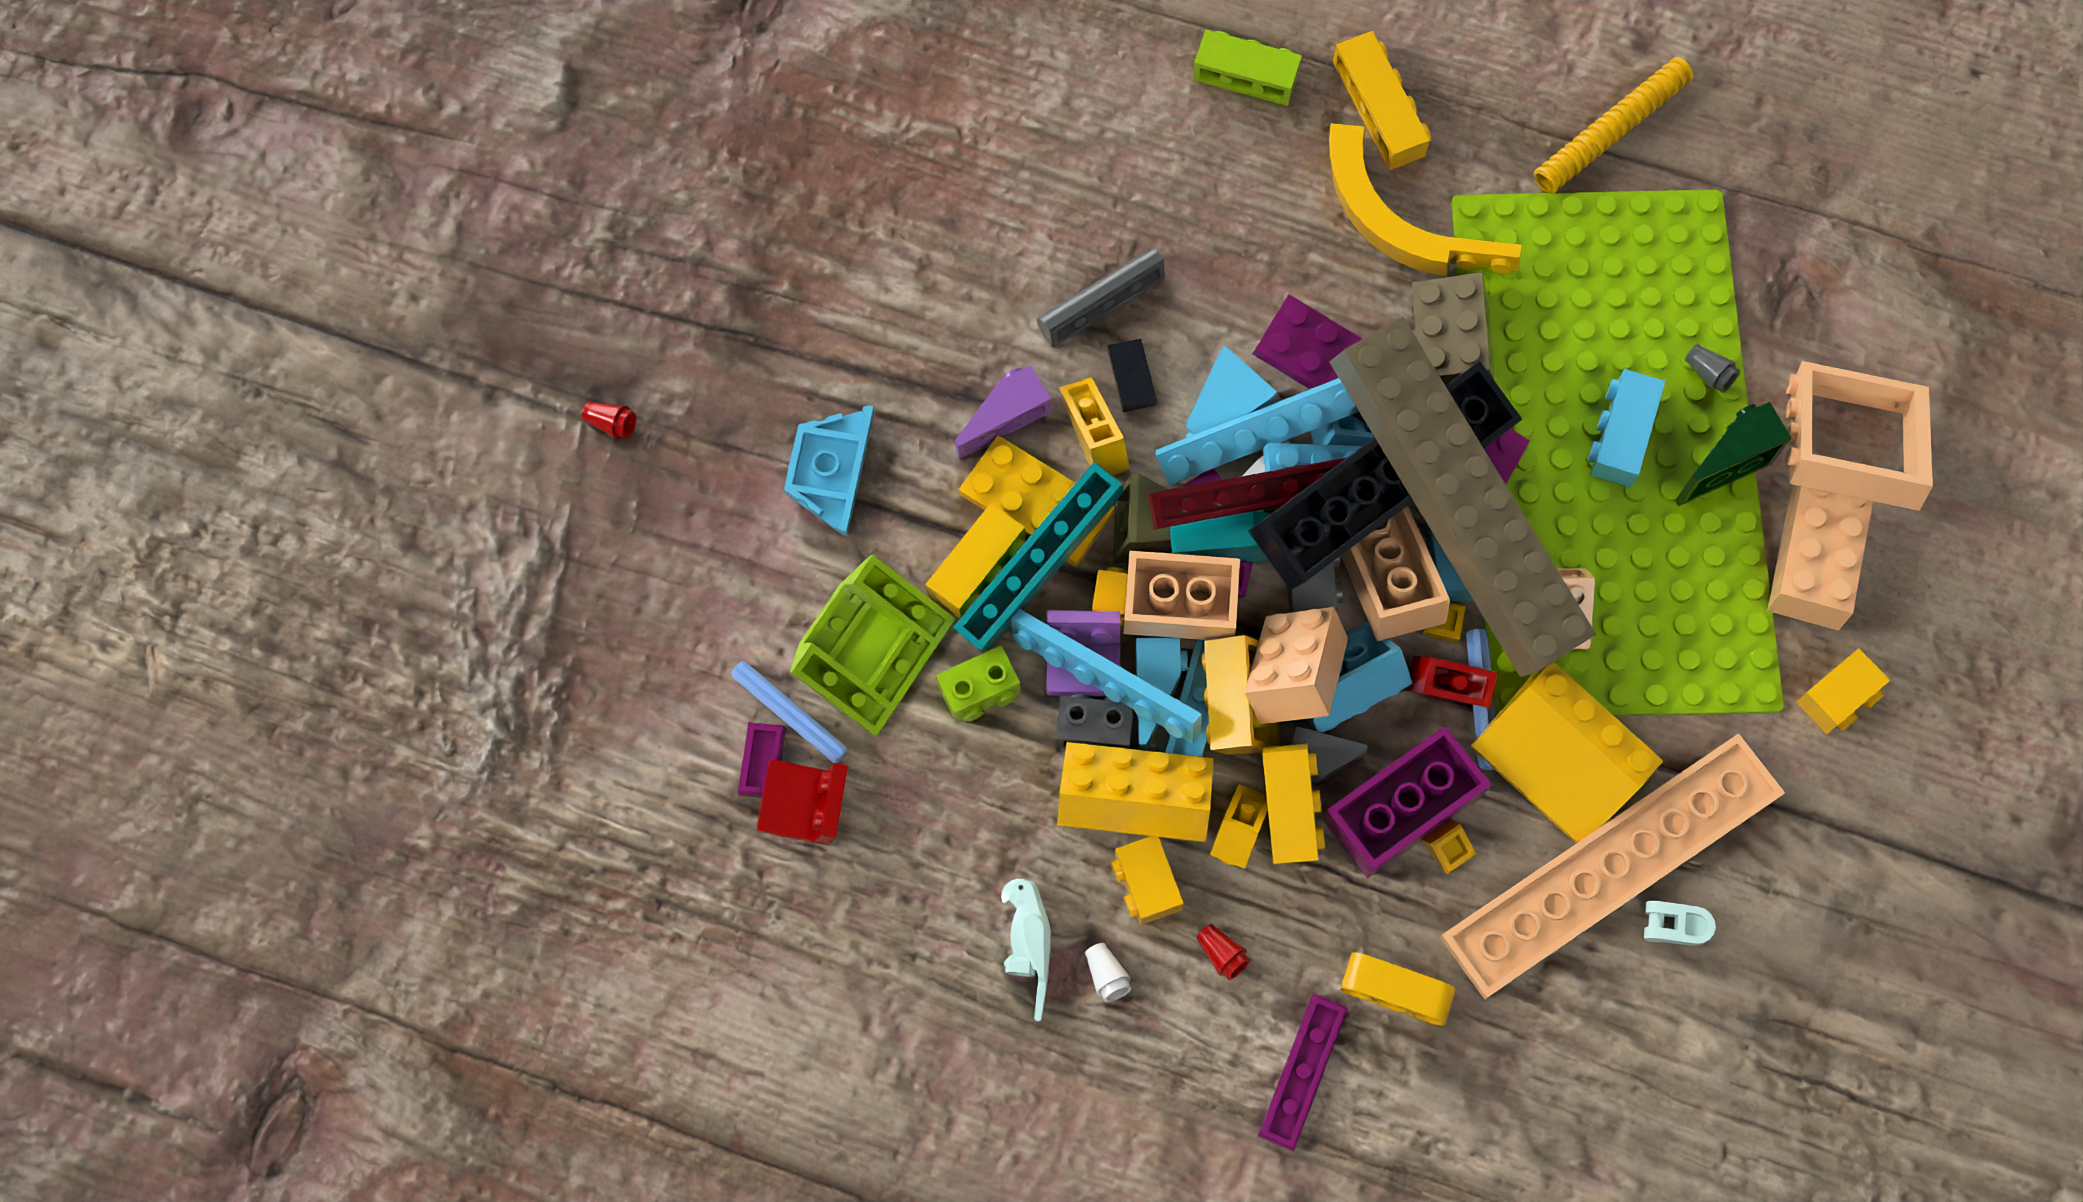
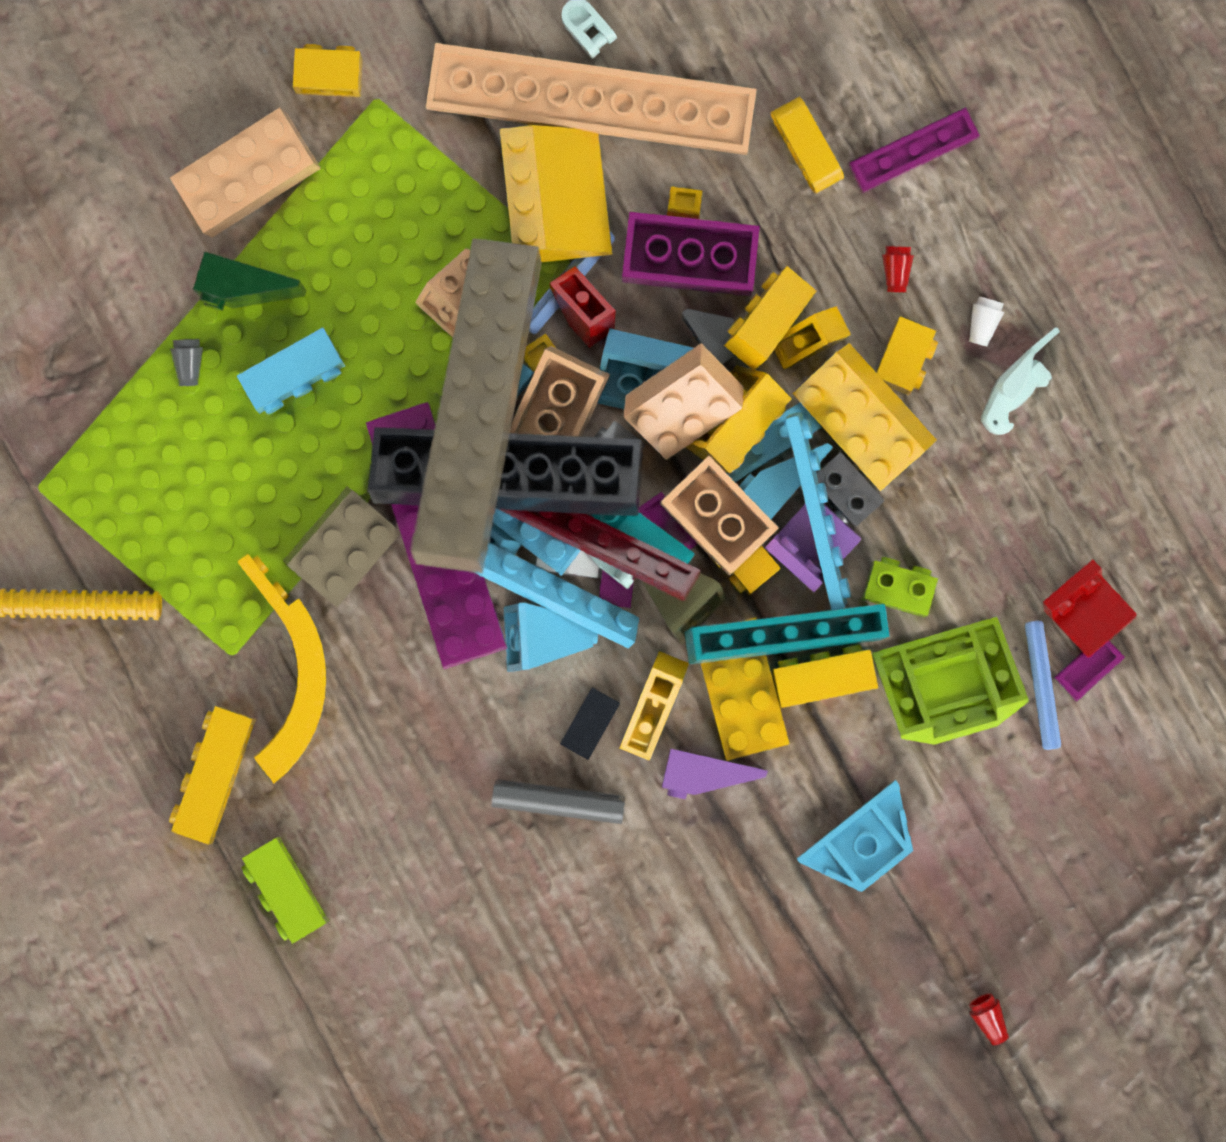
camera: 140 degrees left, 15 degrees up
(1852, 478) = (211, 225): light nougat window -> none

